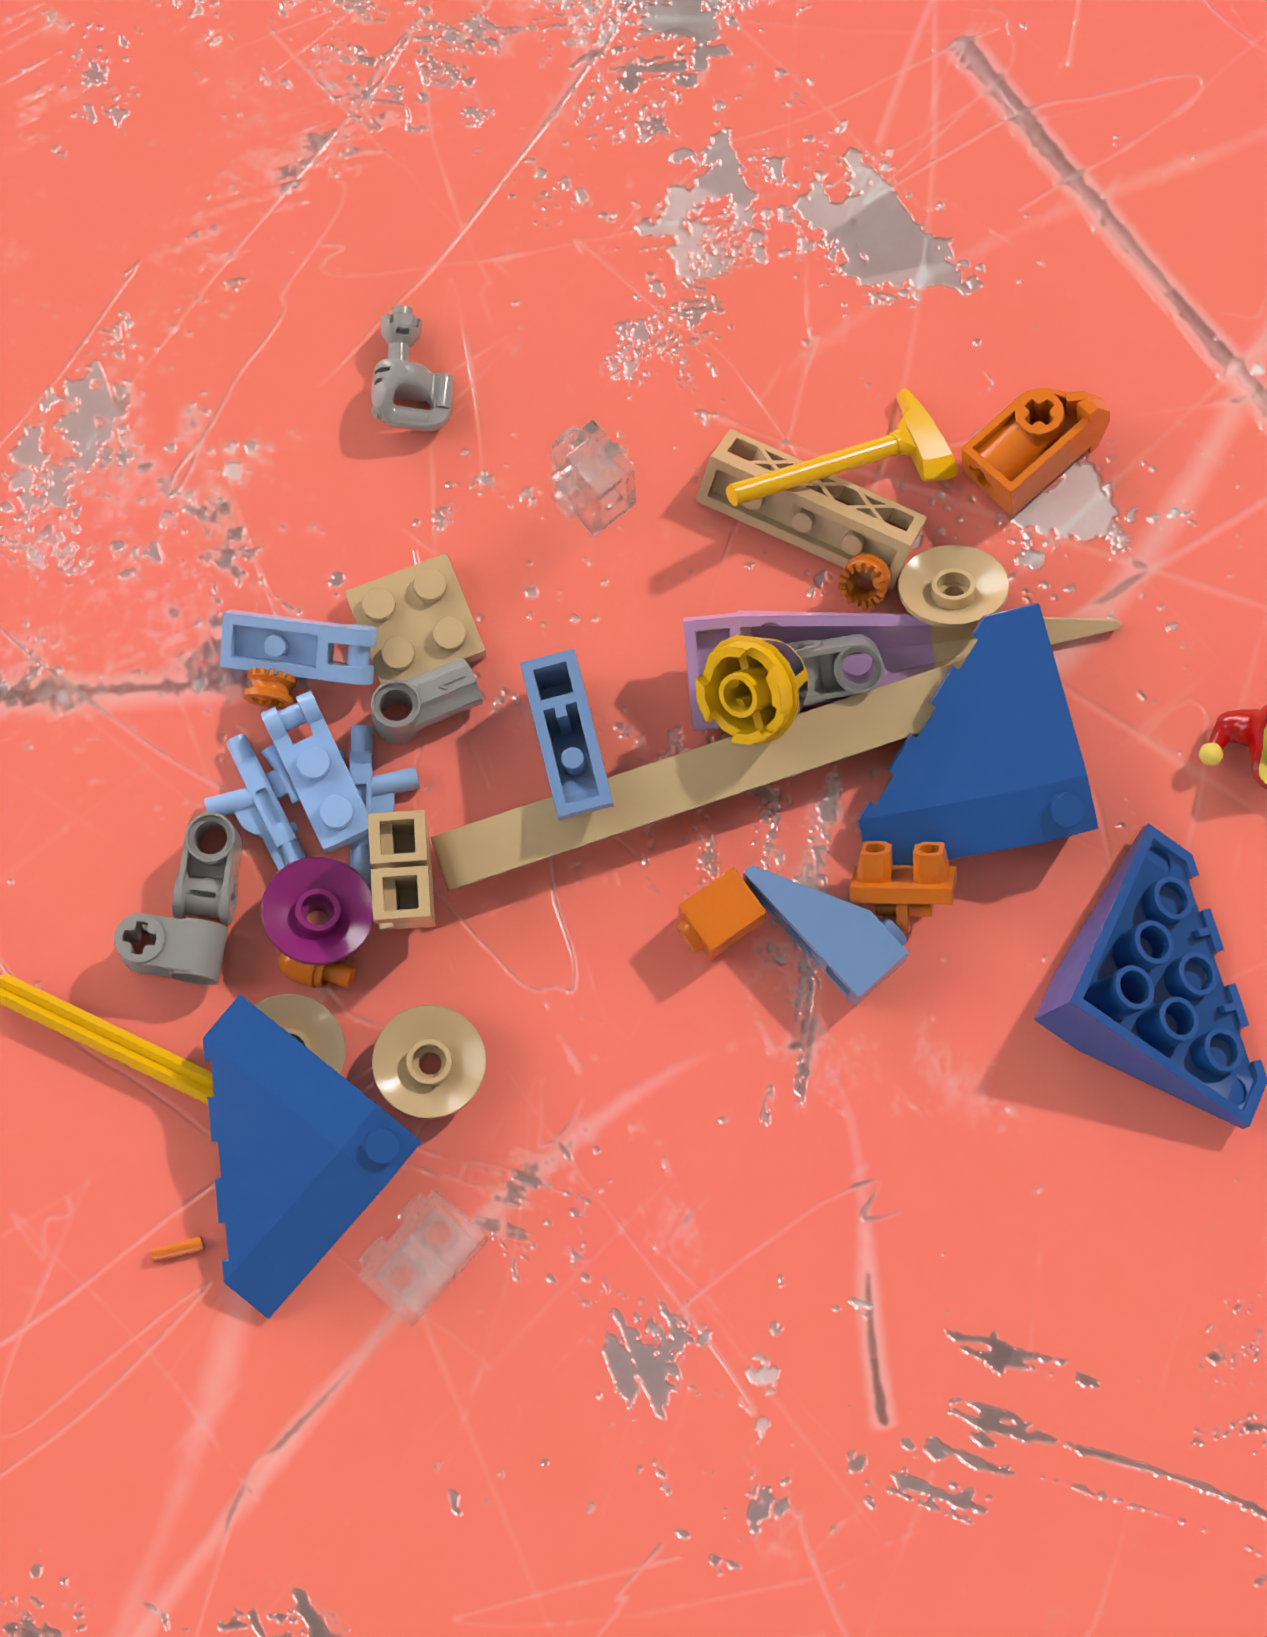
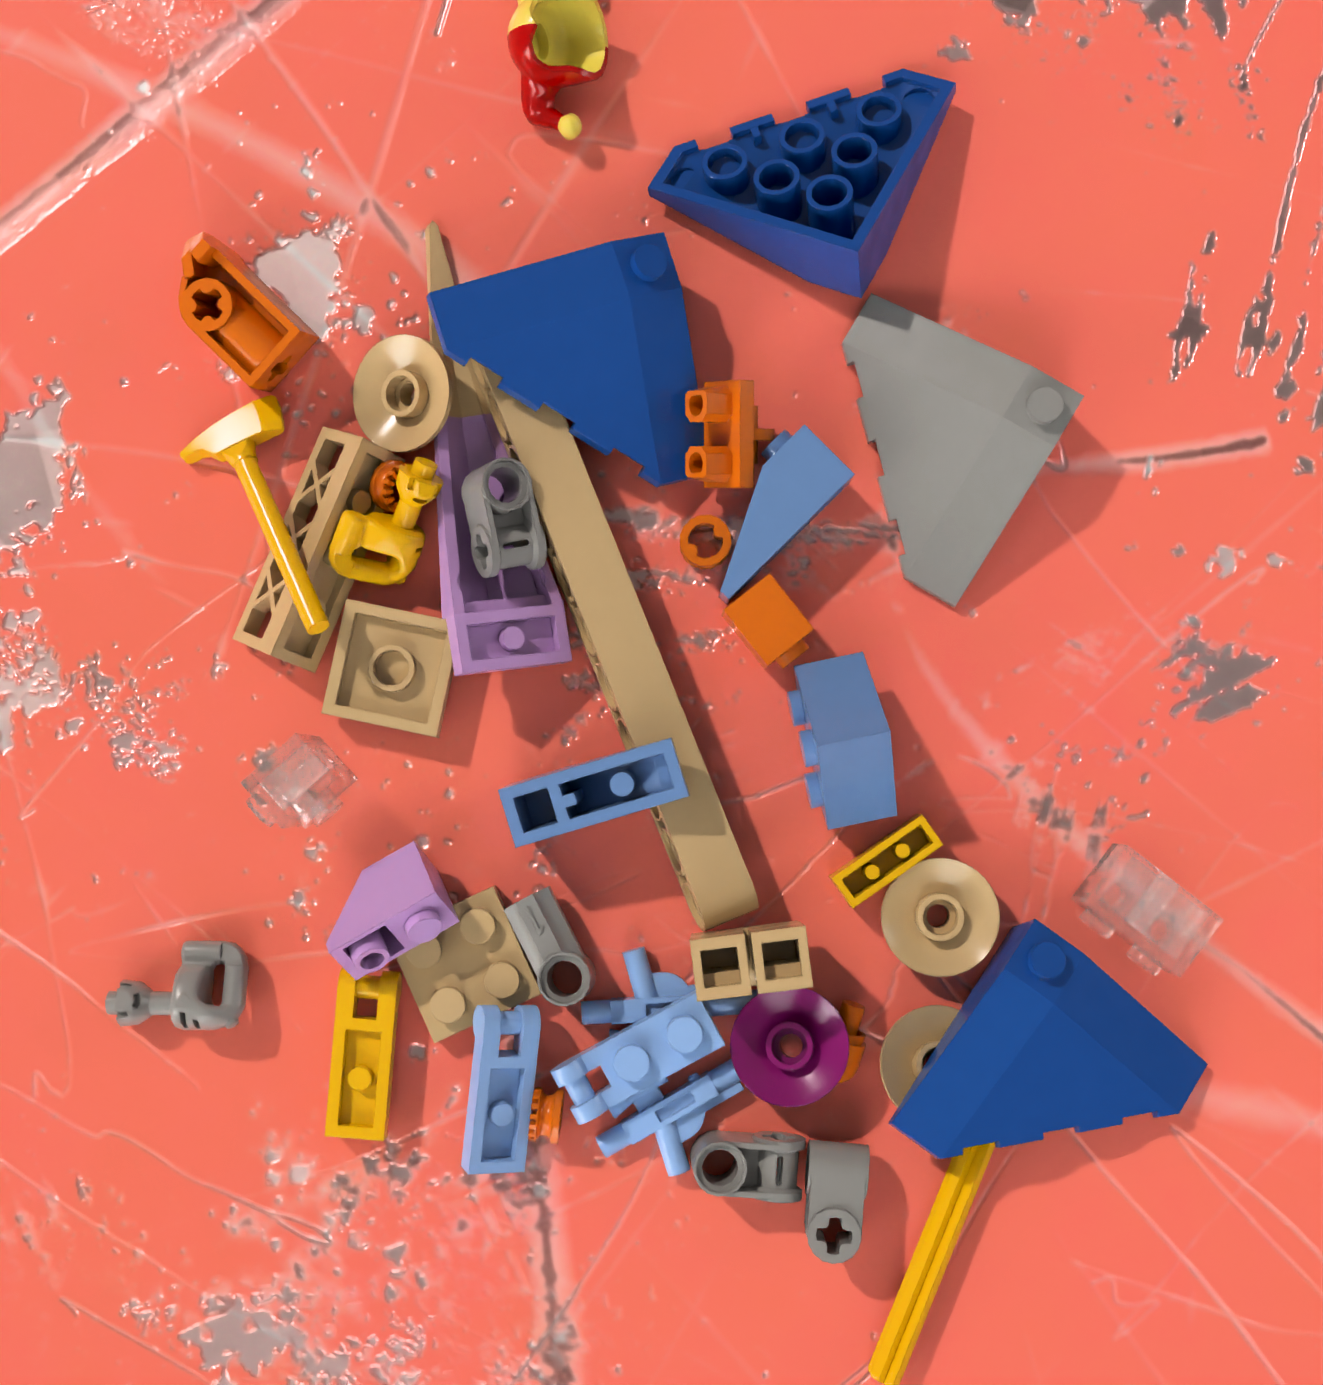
camera: 90 degrees left, 10 degrees up
(177, 1249) = (1141, 1163): orange piece -> none
(338, 528) = (363, 1057): none -> yellow plate
(468, 554) = (391, 912): none -> lavender slope
(486, 1016) = (885, 860): none -> yellow piece
(602, 974) = (844, 741): none -> medium blue brick
(693, 565) = (390, 669): none -> tan plate
(752, 688) = (538, 593): yellow cone -> none
(792, 848) = (690, 551): none -> orange bush
(820, 566) = (387, 533): none -> yellow piece
(893, 1105) = (954, 436): none -> light grey slope

